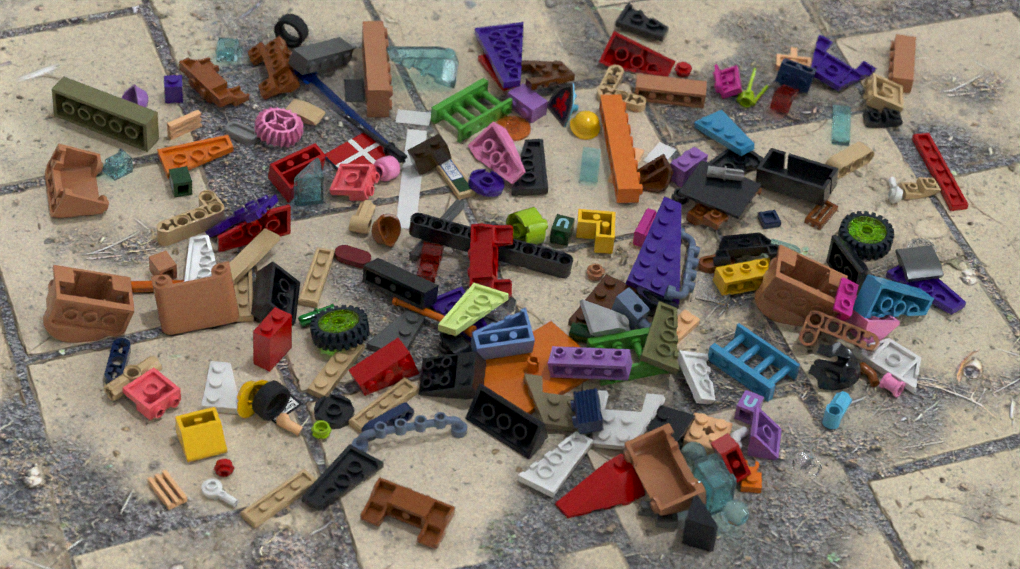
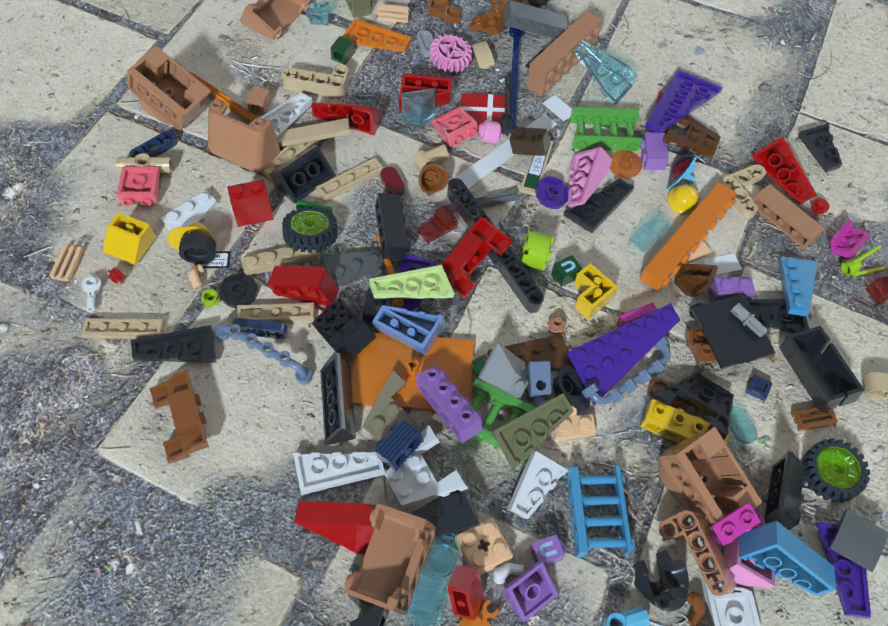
camera: 45 degrees right, 15 degrees up
(251, 212) = (350, 98): dark purple wing -> none

